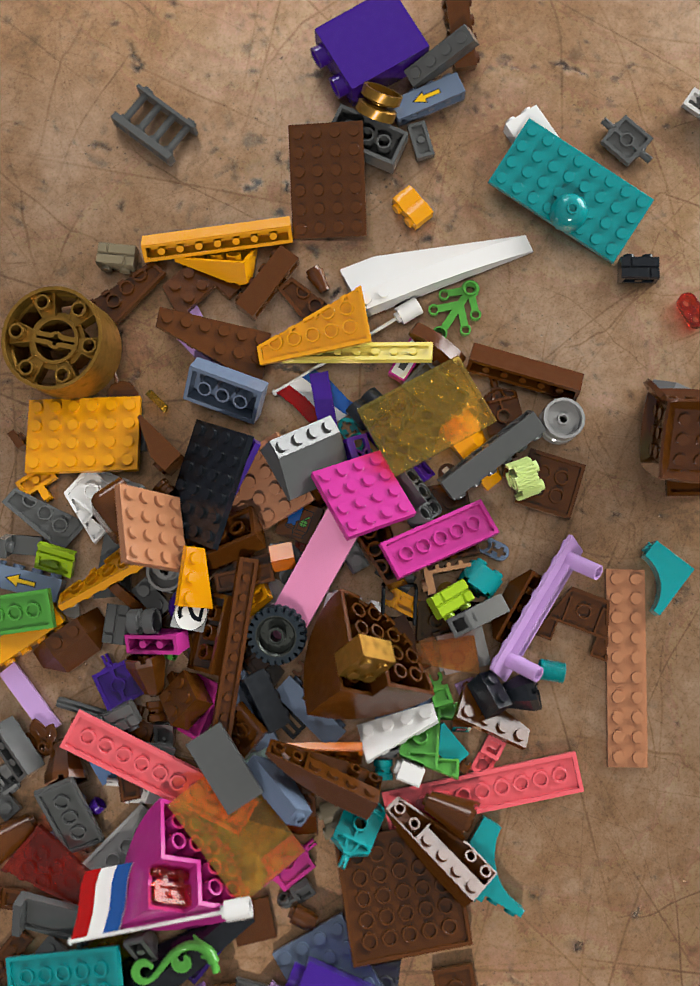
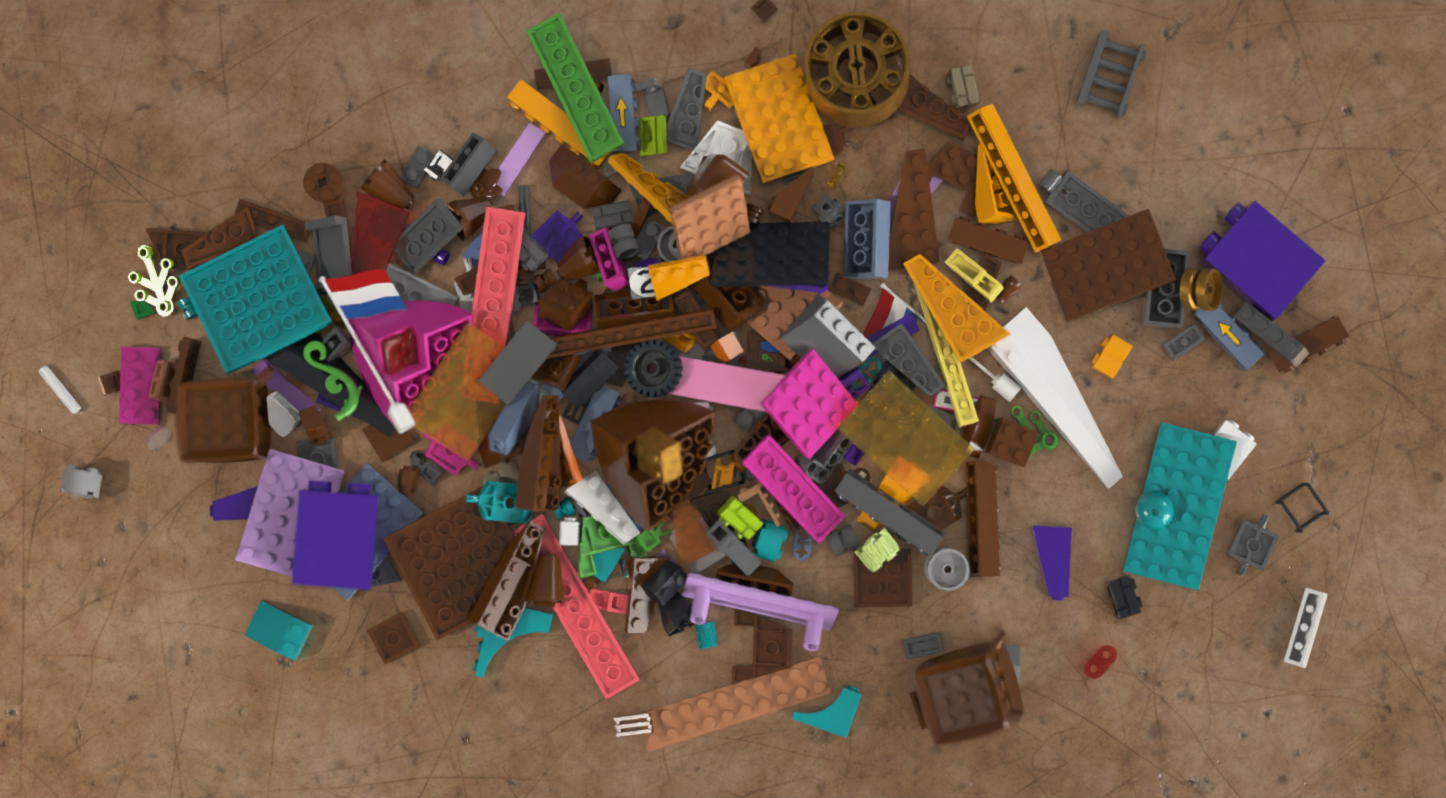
camera: 60 degrees right, 5 degrees up
(185, 417) = (829, 210): none -> dark grey brick
(261, 188) = (1080, 203): none -> dark grey hinge
(267, 423) = (850, 289): none -> reddish brown plate
(294, 303) = (974, 275): none -> light yellow slope
(346, 391) = (906, 356): none -> dark grey wing
(462, 320) = (1011, 442): none -> reddish brown brick
(502, 509) = (842, 540): none -> dark grey wheel
(581, 319) = (1054, 554): none -> dark purple slope
(615, 786) = (619, 726): none -> tile
(622, 92) = (1300, 528): none -> black piece
(626, 467) = (923, 645): none -> dark grey plate

